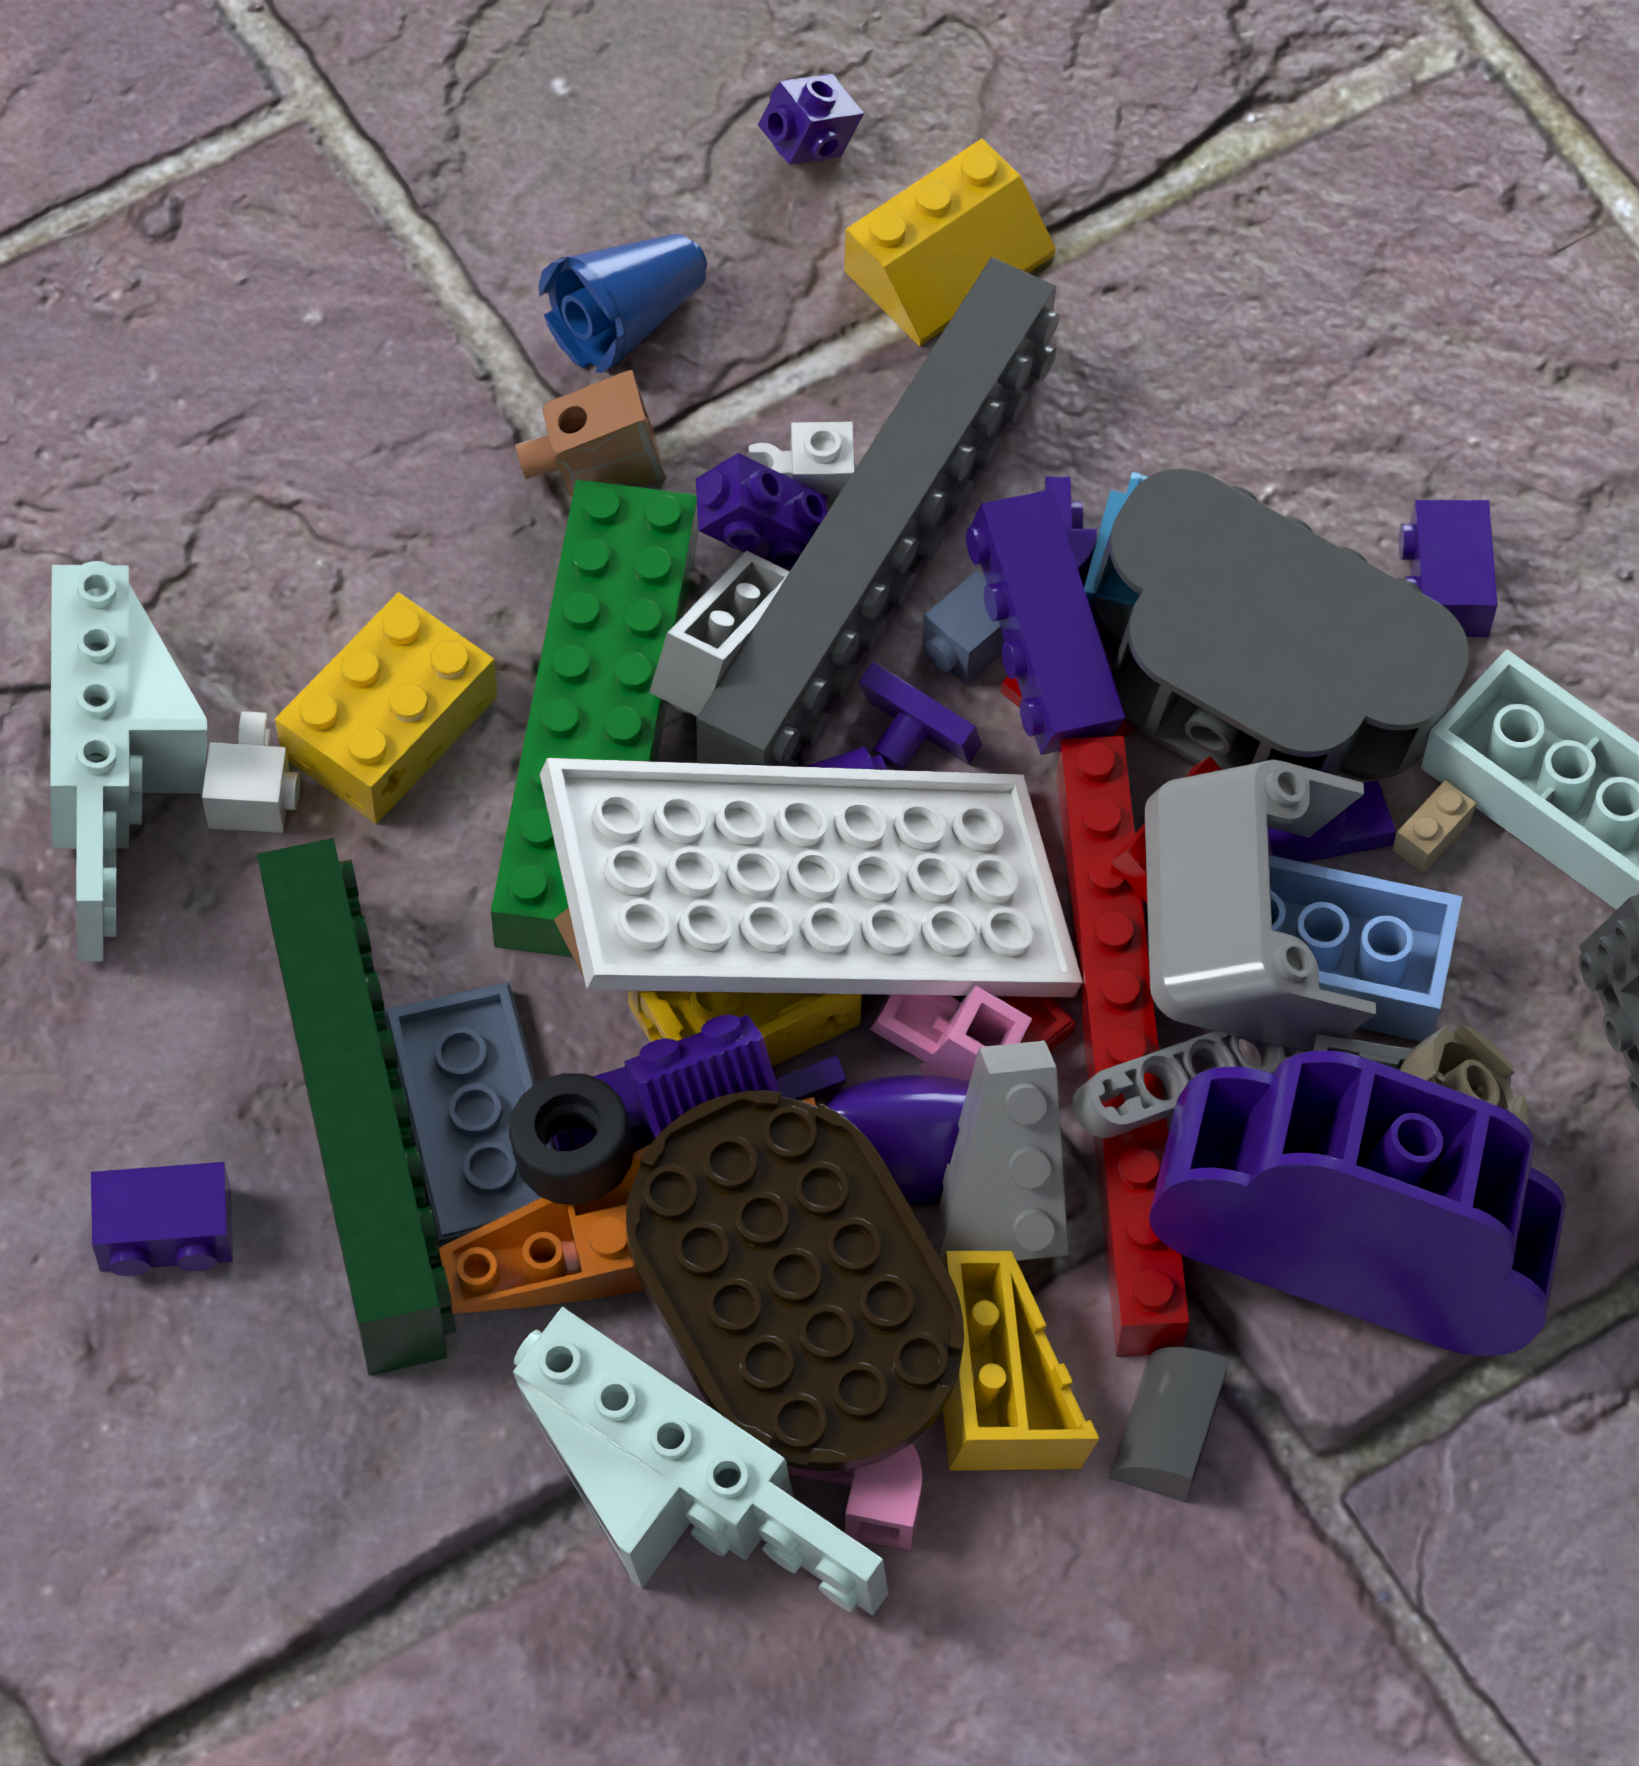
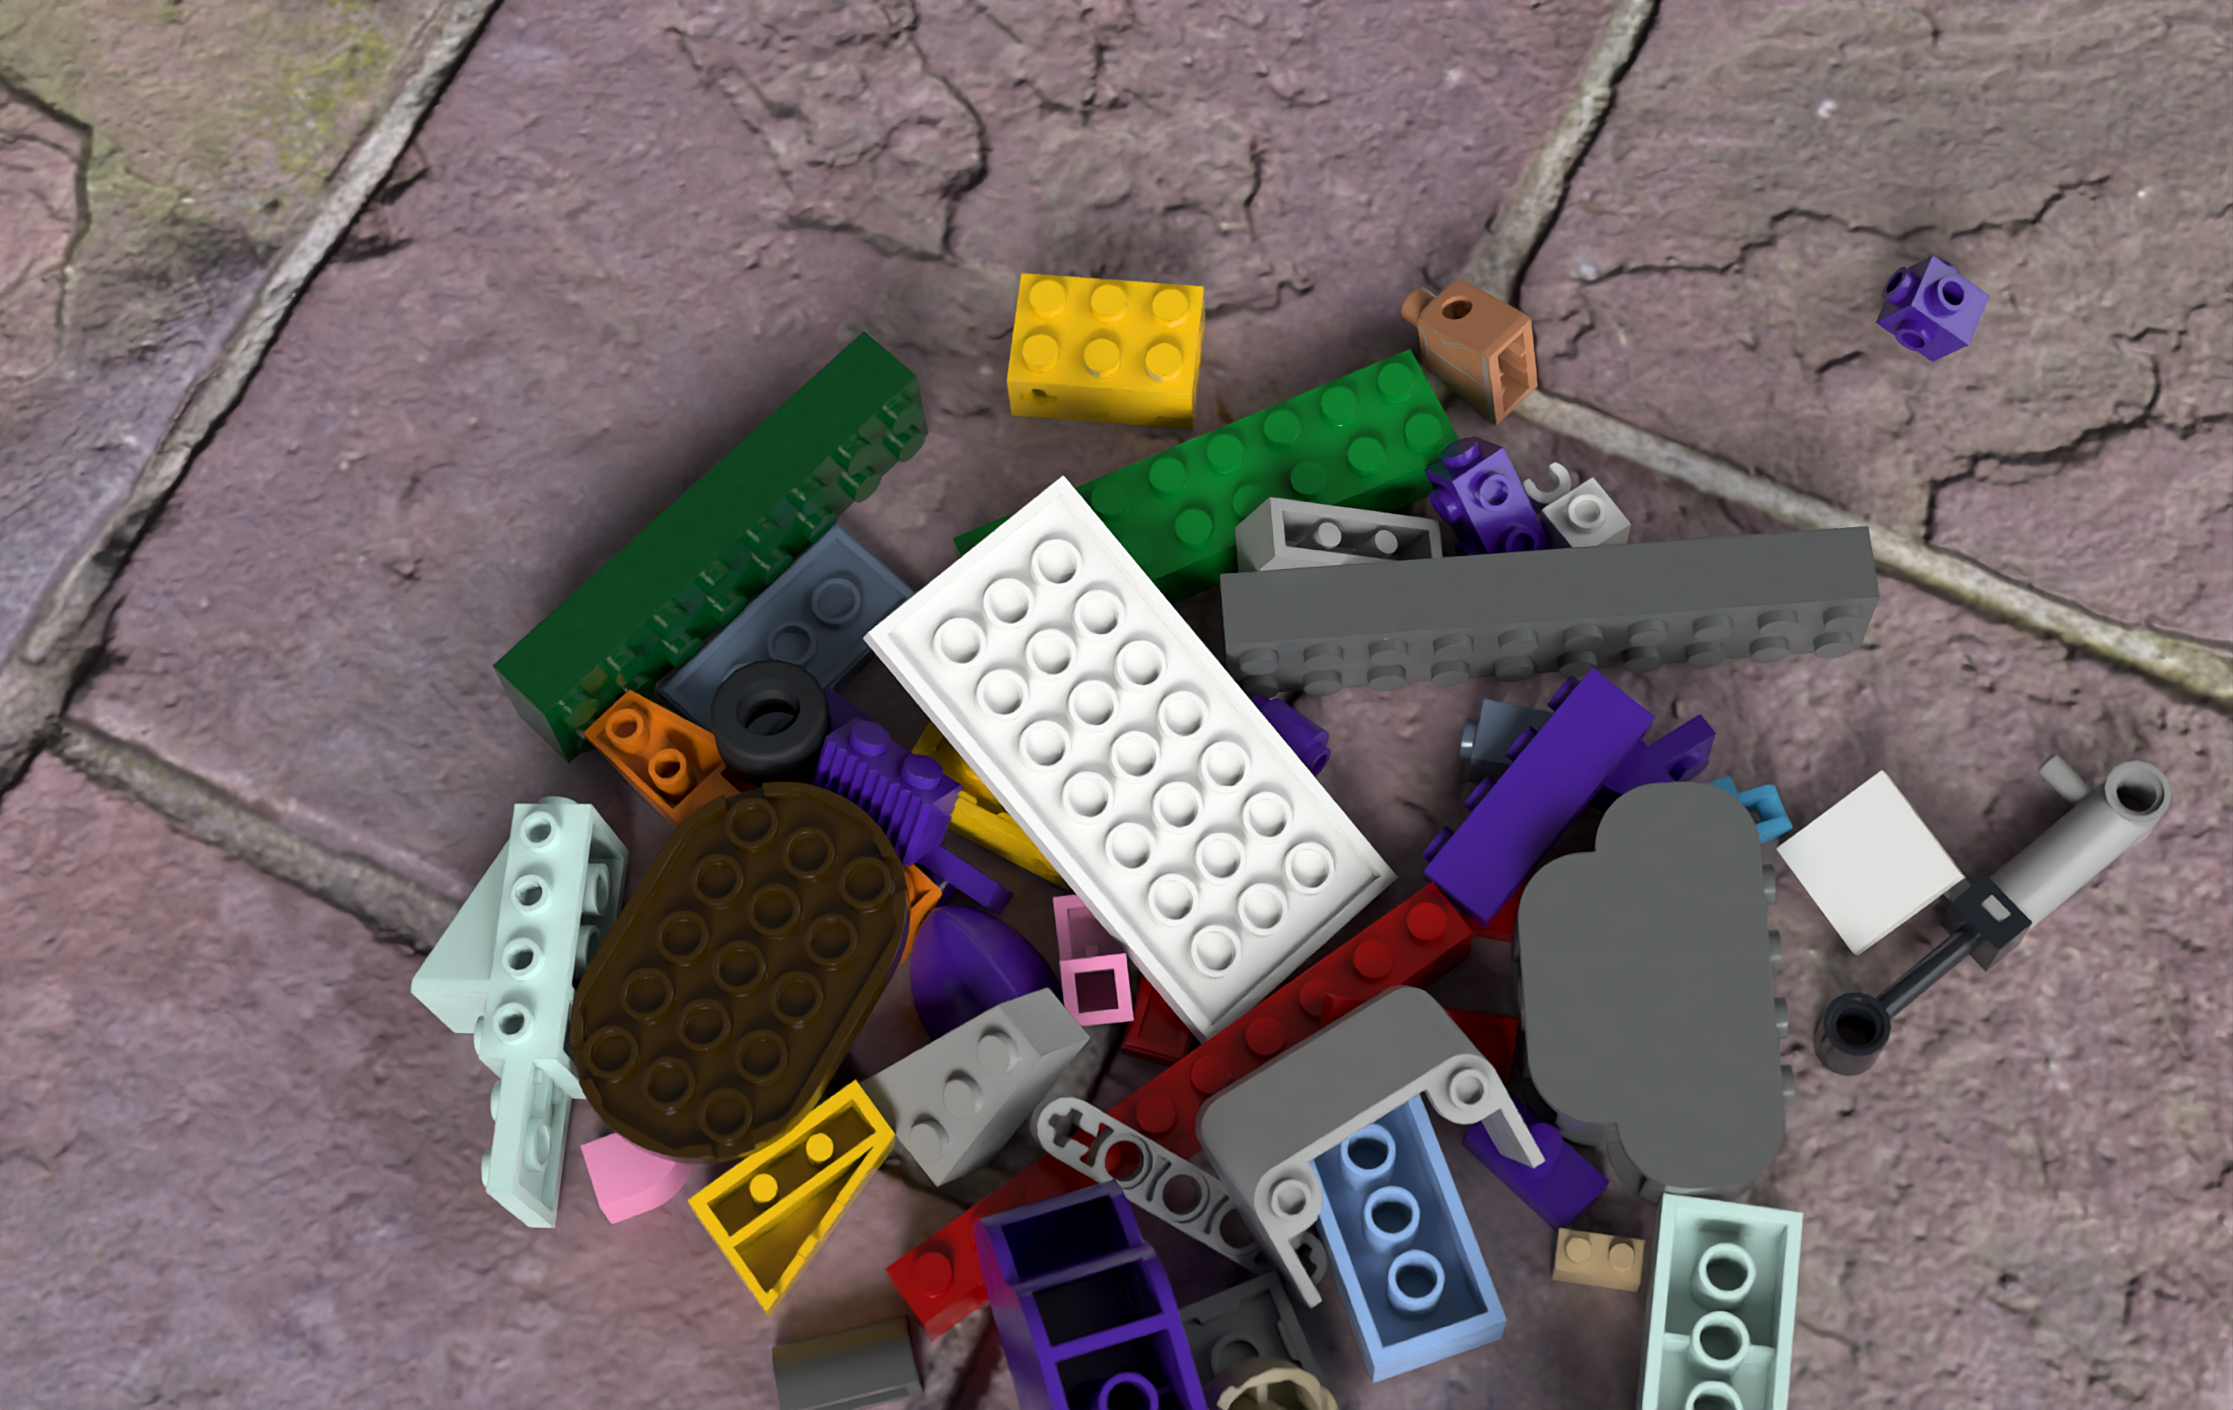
camera: 65 degrees right, 5 degrees up
(116, 731) = (931, 160): light aqua wedge -> none
(161, 1218) = (546, 480): dark purple brick -> none
(249, 781) = (971, 297): white brick -> none
(619, 295) = (1637, 276): blue cone -> none
(914, 720) = (1387, 759): dark purple tile -> none
(937, 236) = (1913, 486): yellow slope -> none
(1247, 439) = (1870, 863): none -> white tile
(1341, 391) = (2000, 909): none -> piece
(1453, 559) = (1881, 1117): dark purple brick -> none

